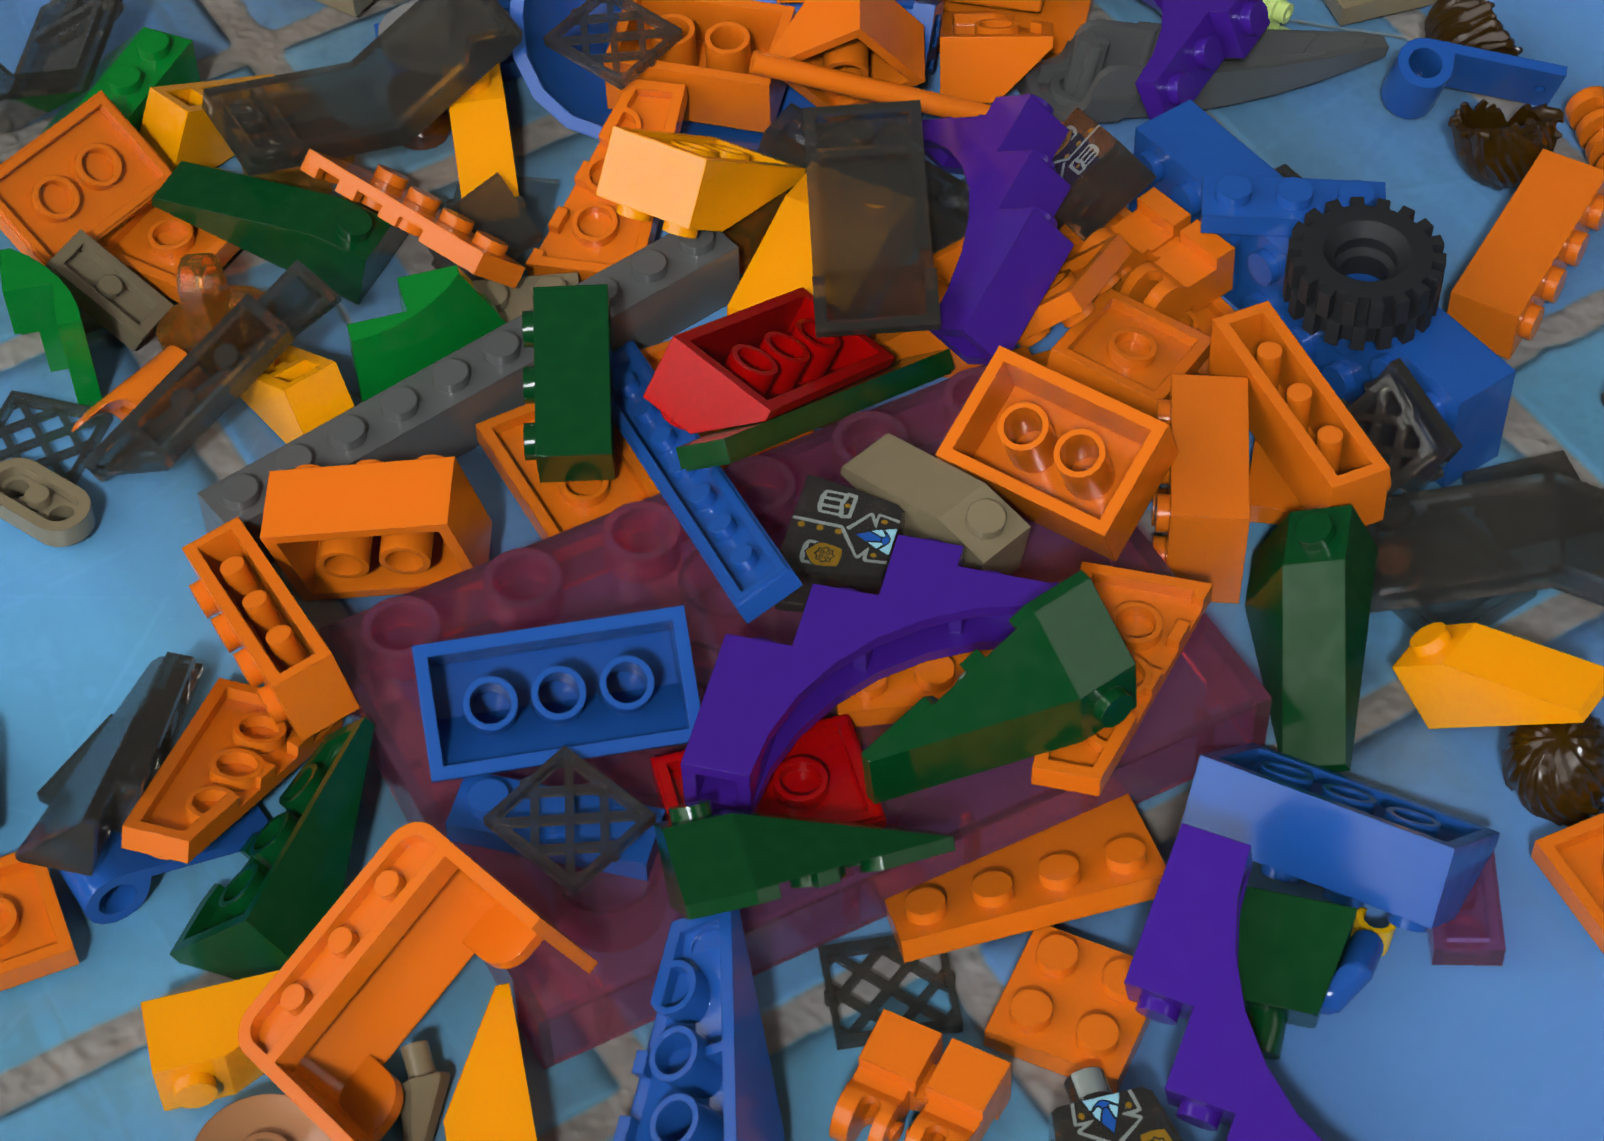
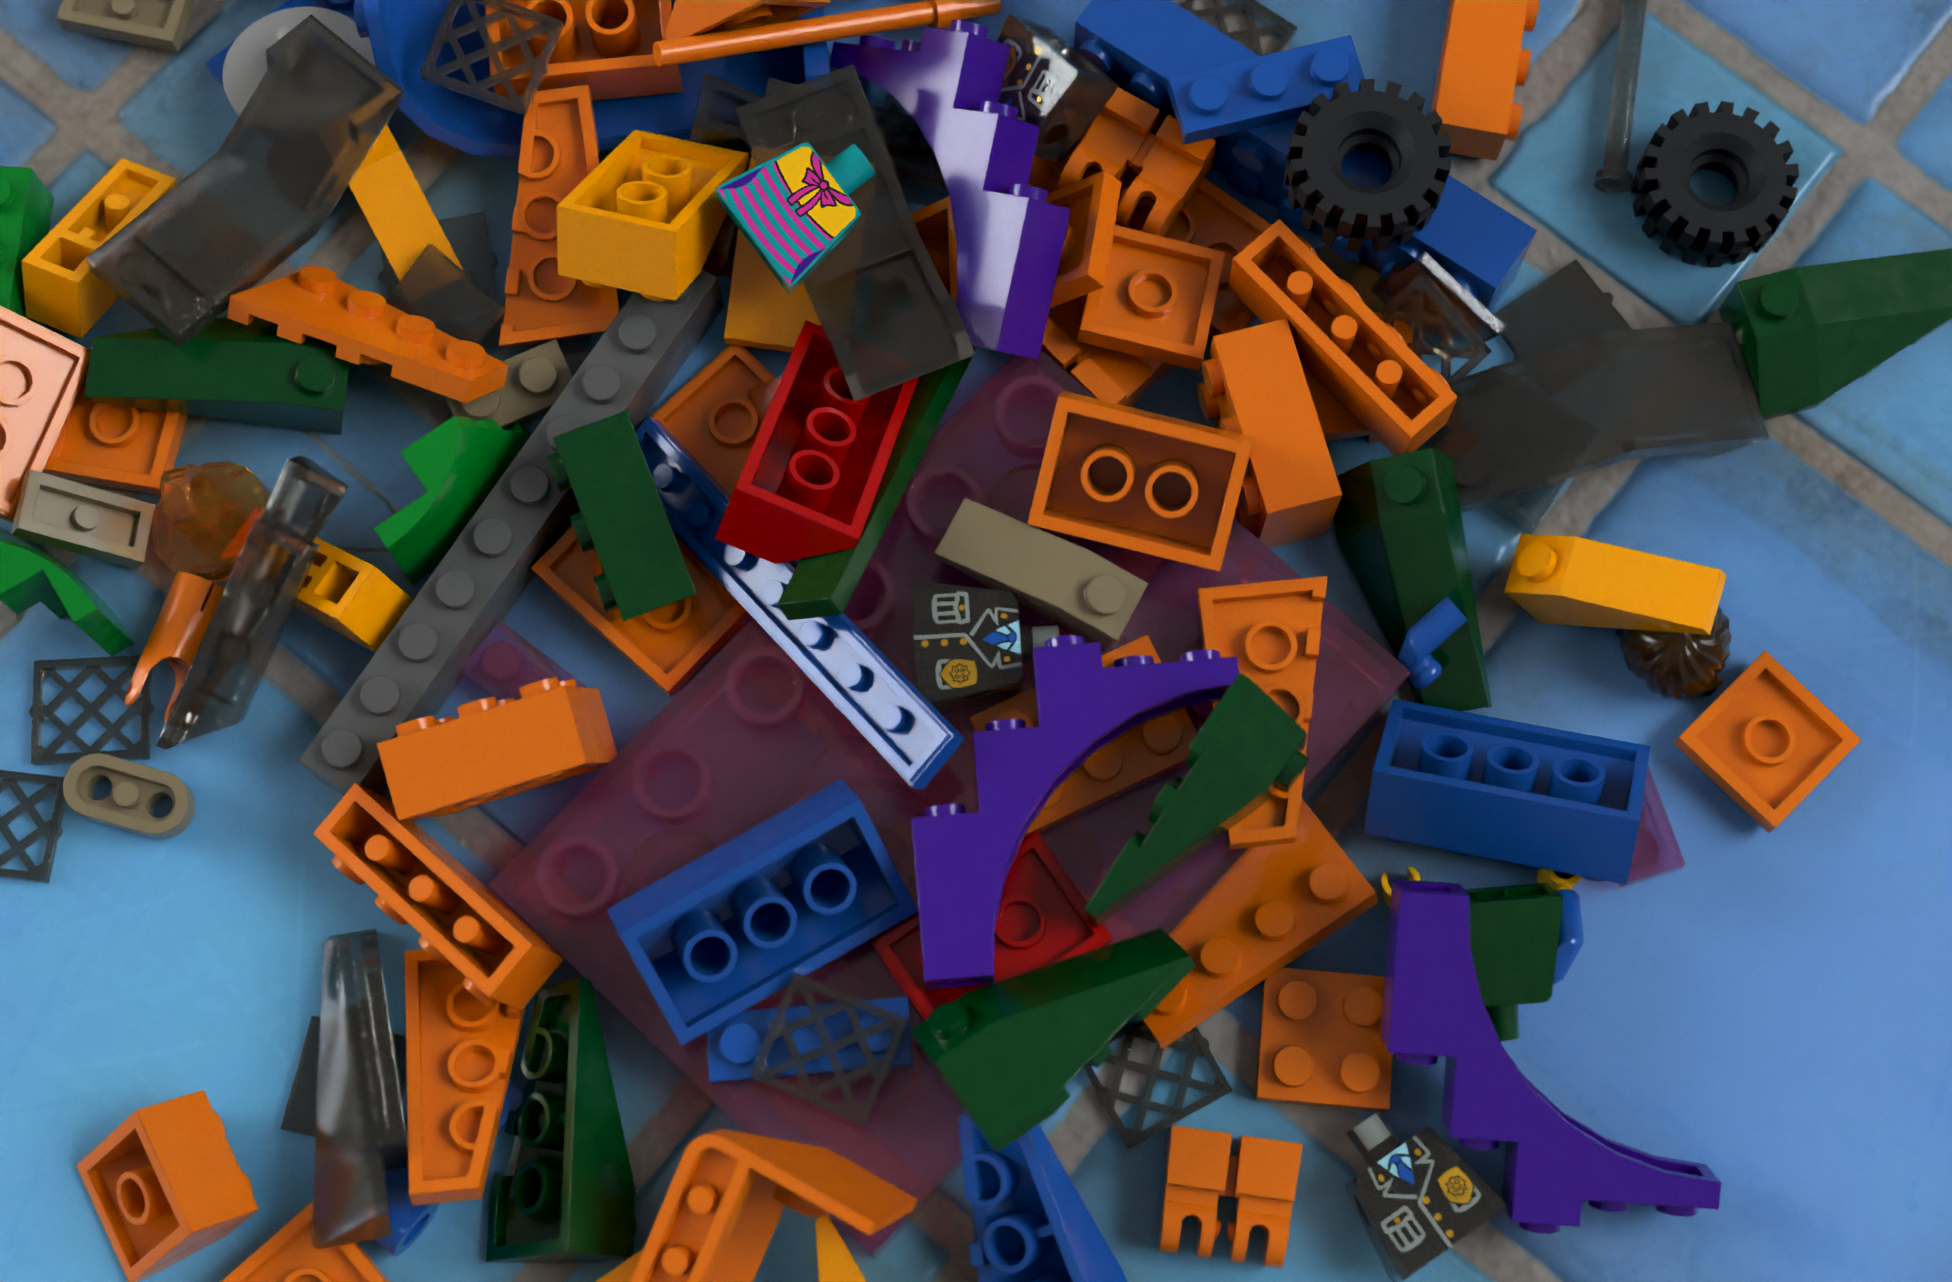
camera: 20 degrees left, 25 degrees up
(825, 188) = (796, 208): none -> torso
(1291, 680) = (1427, 636): none -> blue arm

